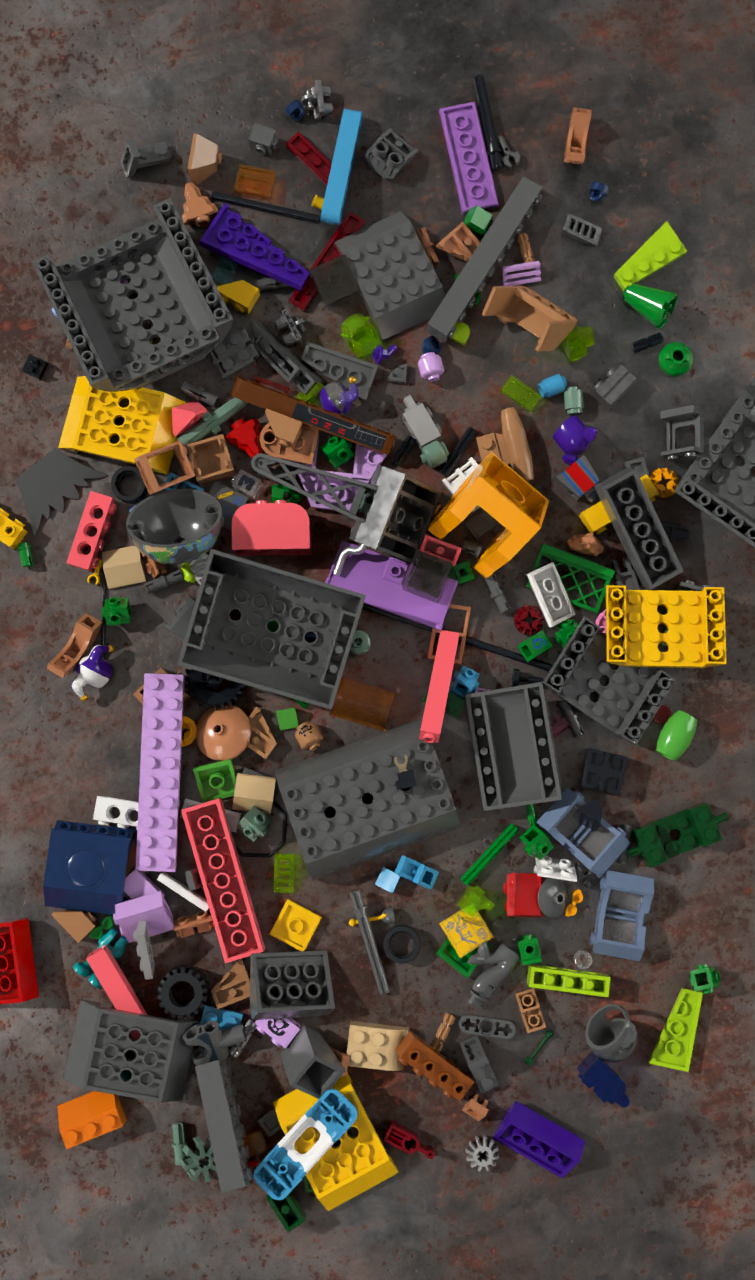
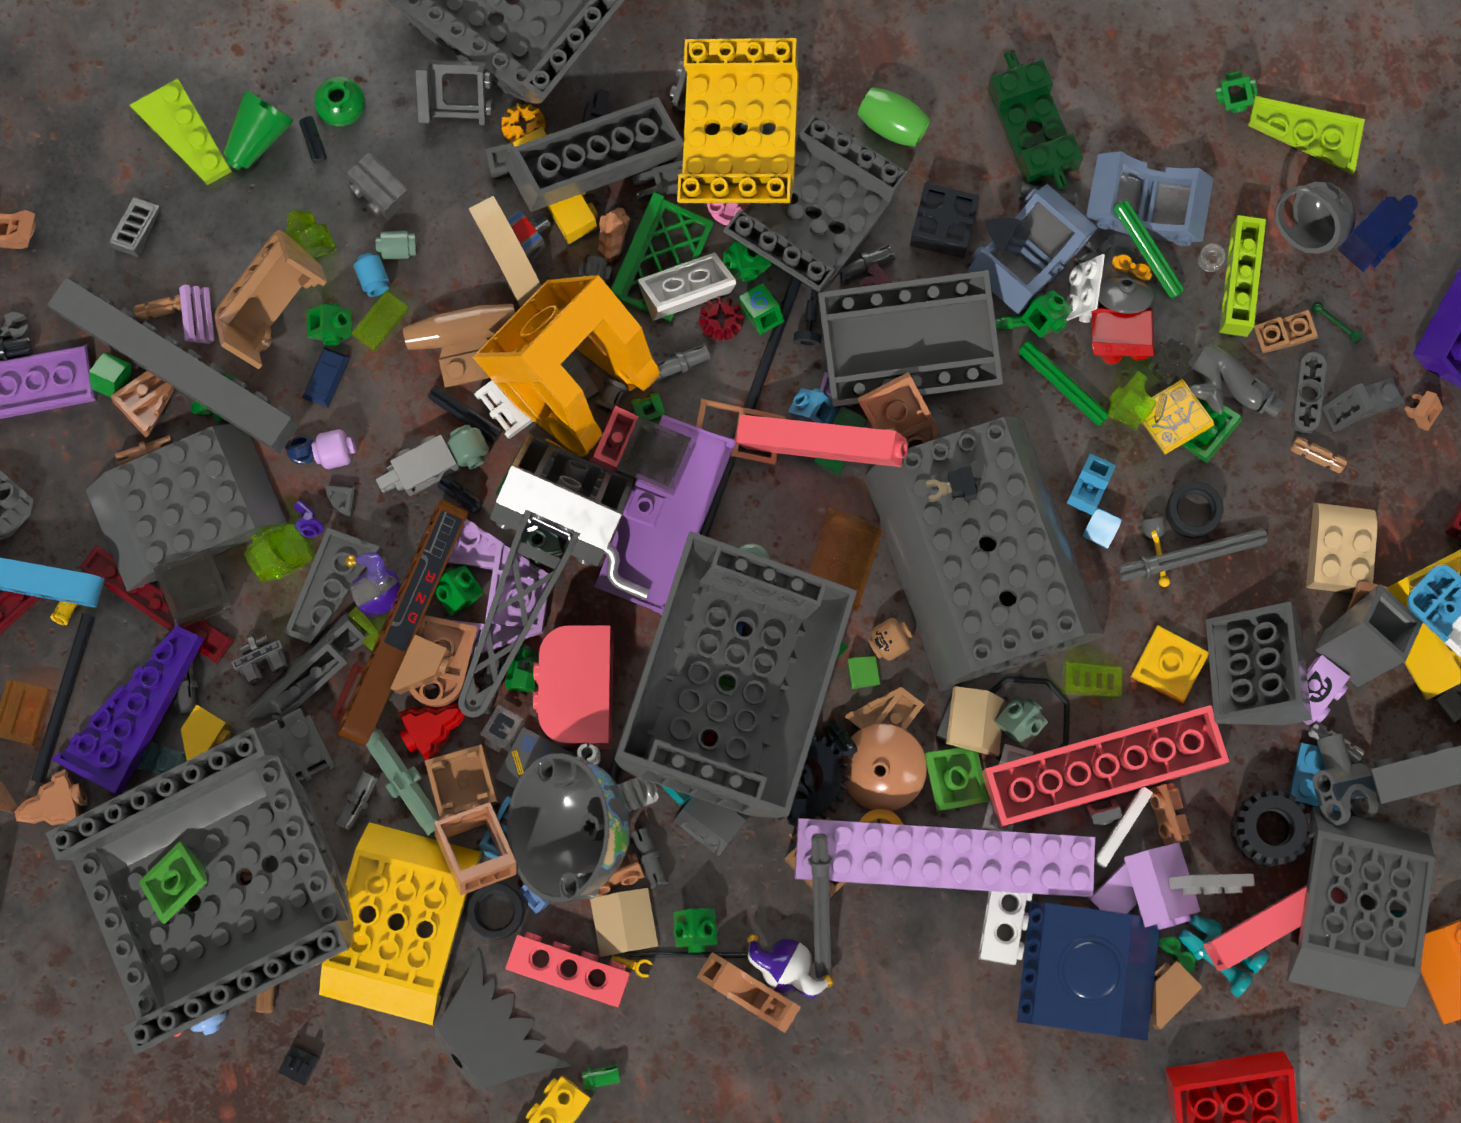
camera: 85 degrees left, 5 degrees down
(142, 280) = (173, 881): none -> bright green slope
(151, 688) = (820, 872): none -> dark grey axle
(186, 416) = (391, 817): coral slope -> none
(187, 573) = (640, 819): lime arm -> none
(226, 537) = (586, 749): none -> white pin
(232, 987) = (1261, 756): medium nougat wing -> none
(240, 704) = (841, 739): none -> black piece
(434, 1066) = (1368, 463): dark orange brick -> none
(460, 740) = (901, 409): none -> nougat tile
(462, 333) = (285, 400): lime tile -> none
(481, 360) = (325, 377): none -> dark blue tile
(516, 359) = (329, 323): none -> green brick
(532, 957) = (1192, 338): green brick -> none
(557, 533) = (596, 266): none -> dark grey gear
(570, 472) = (506, 249): none -> tan slope
(573, 438) = (454, 243): dark purple piece -> none
(585, 913) = (1148, 248): none -> green axle
(599, 189) = (73, 199): dark blue tile -> none
(662, 715) = (864, 135): clear red tile -> none

